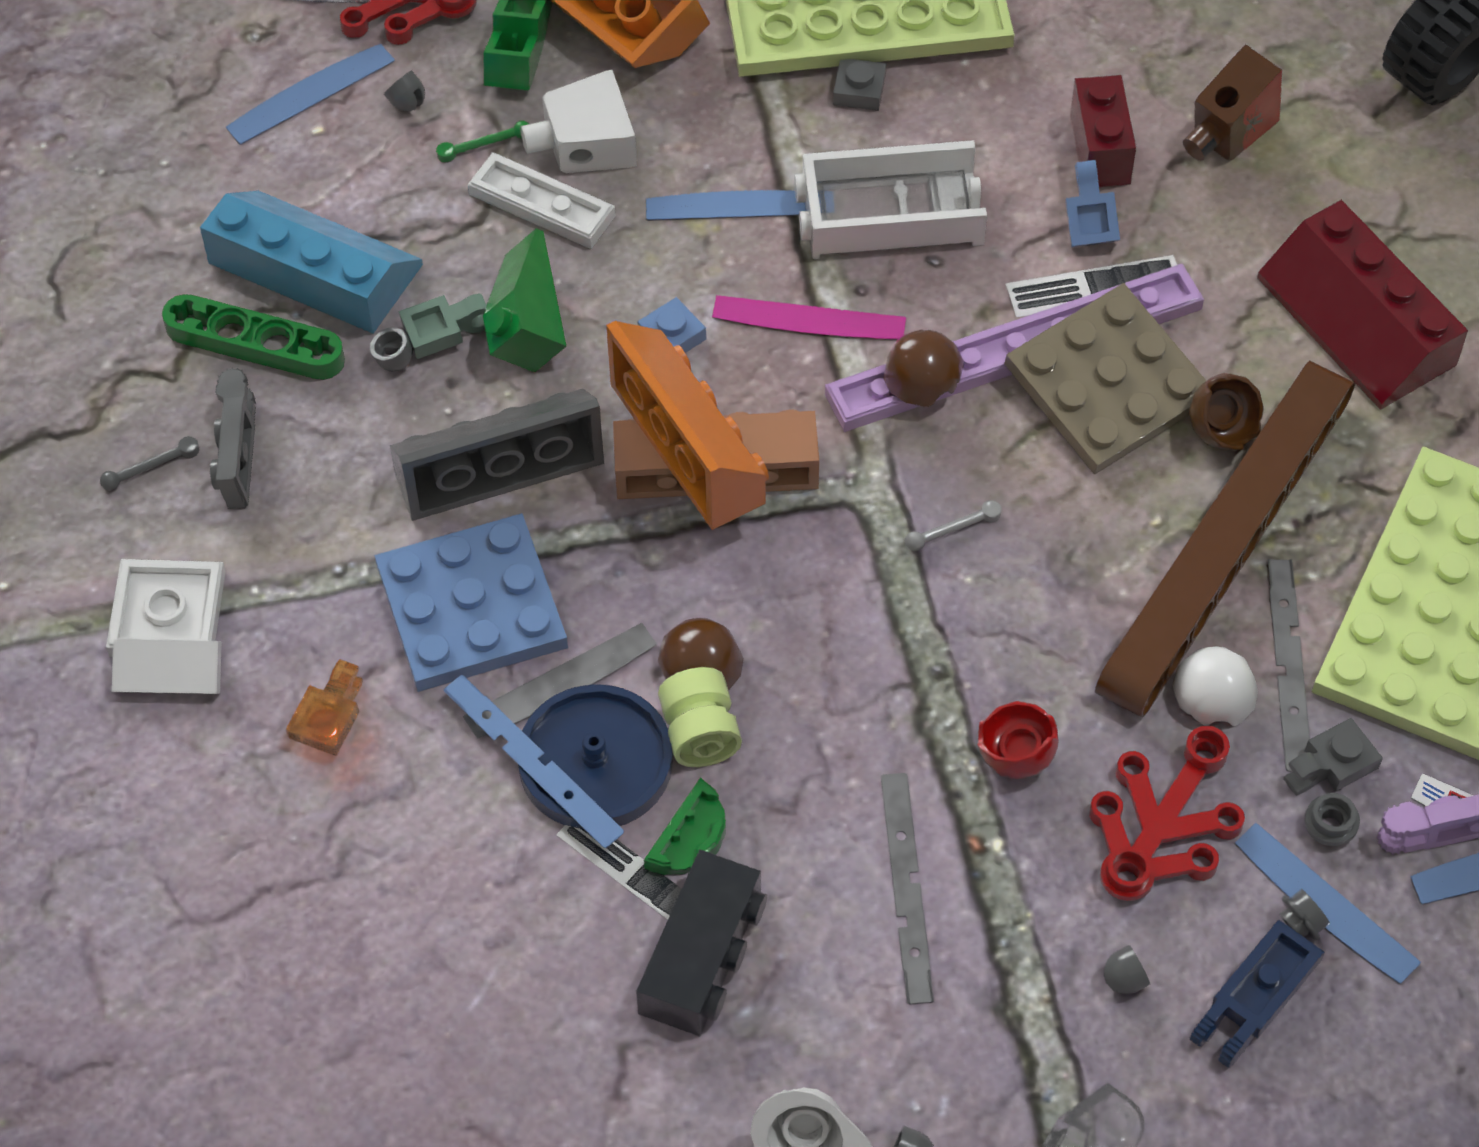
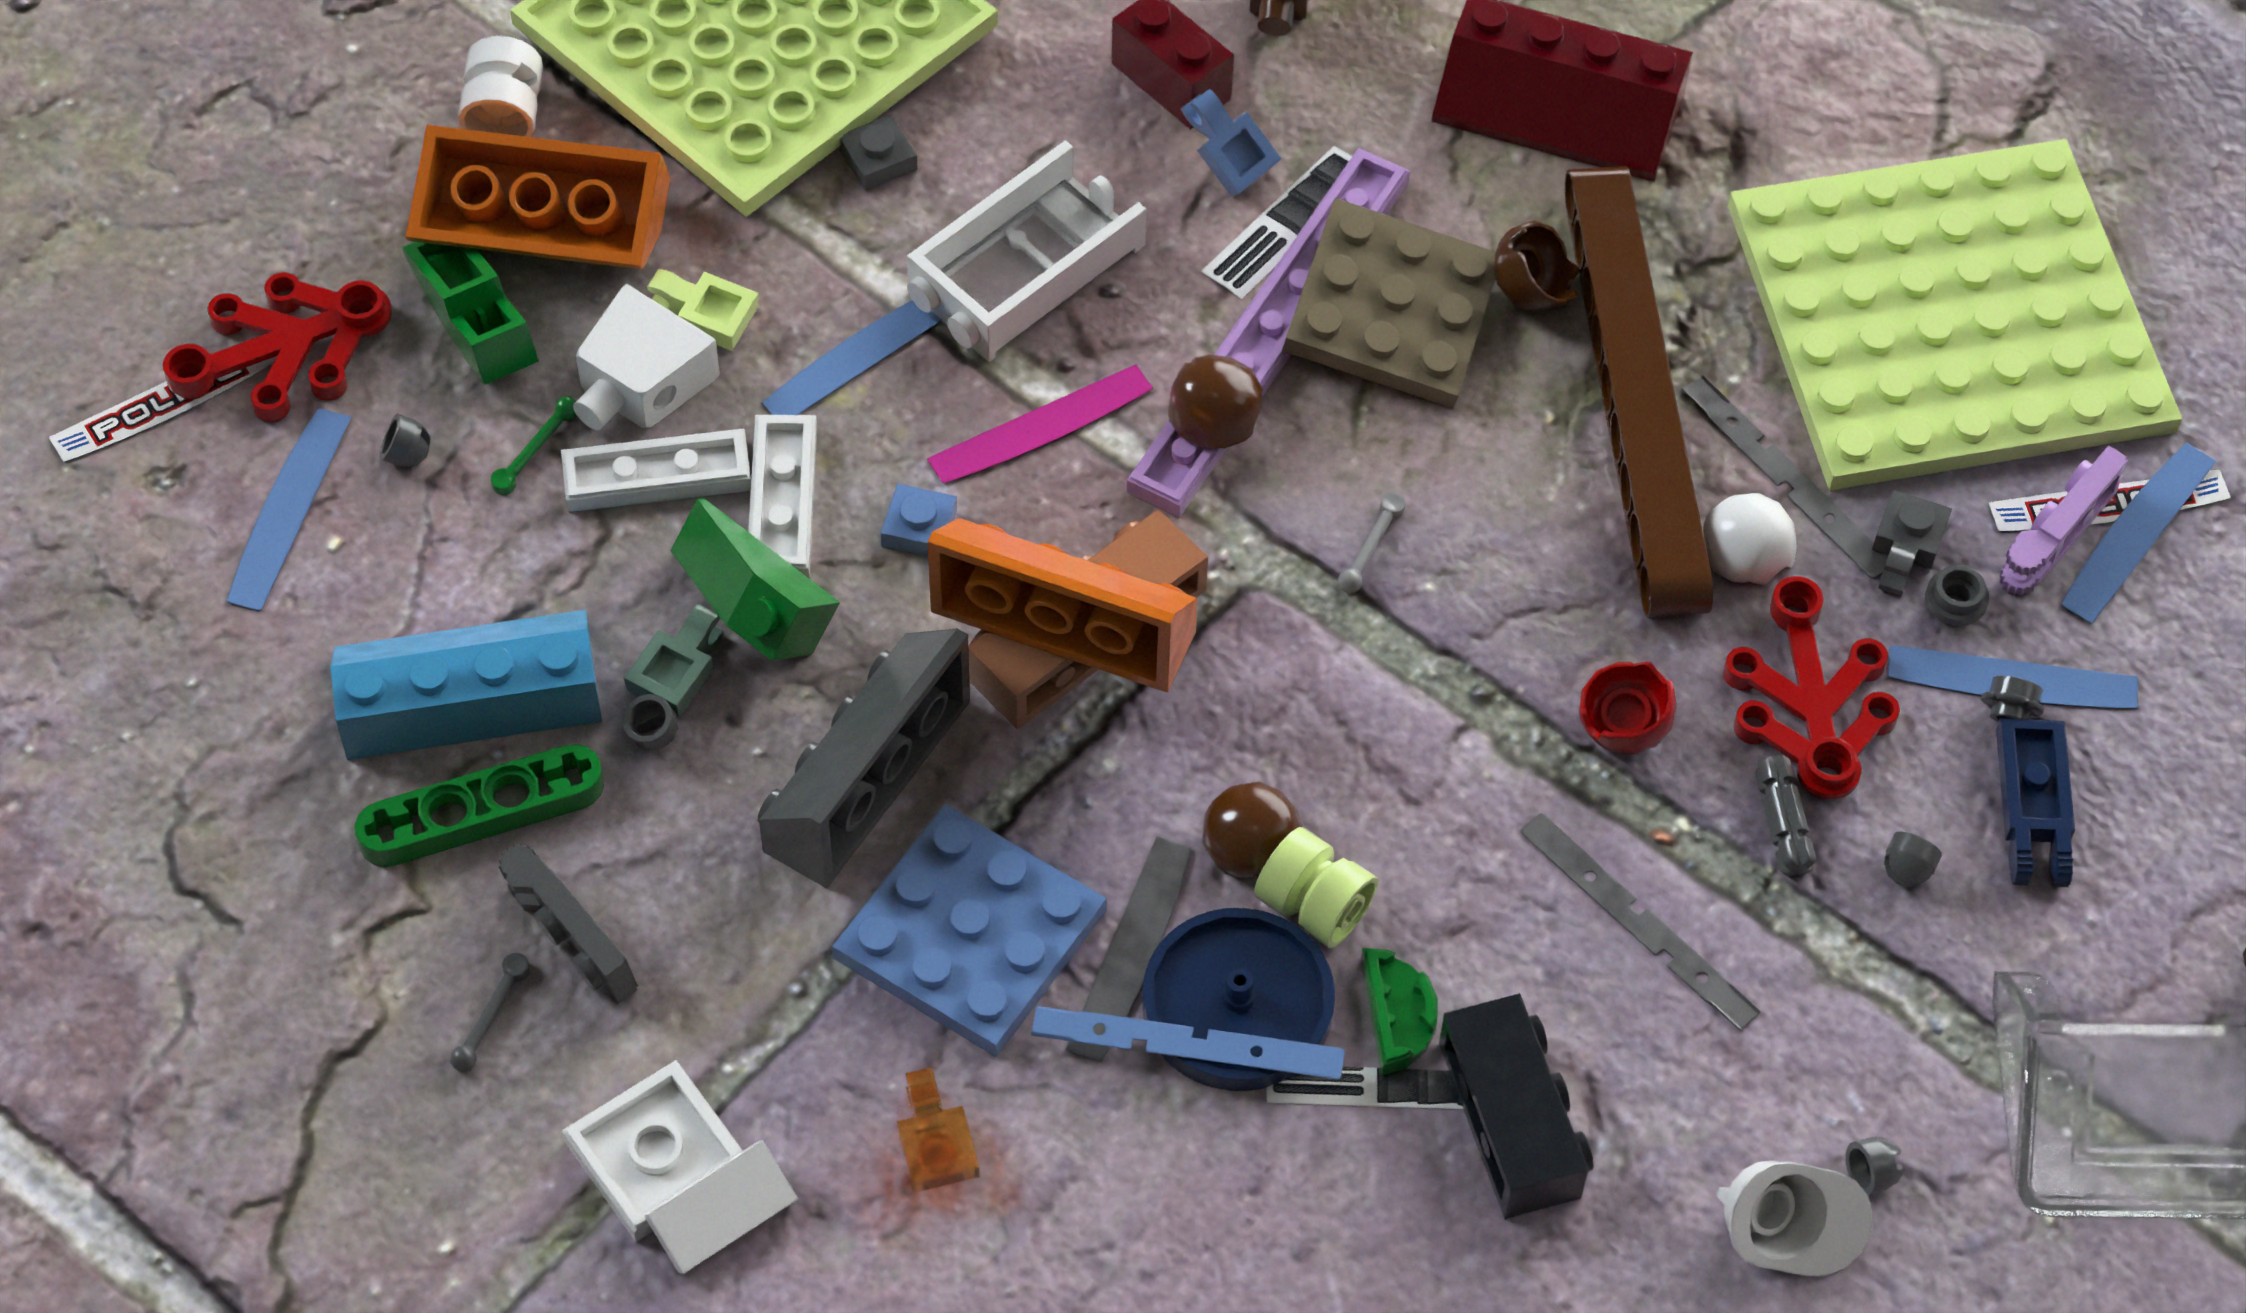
camera: 40 degrees left, 0 degrees up
(605, 261) = (784, 486): none -> white tile
(659, 119) = (710, 305): none -> yellowish green plate
(1067, 884) = (1785, 815): none -> dark grey axle

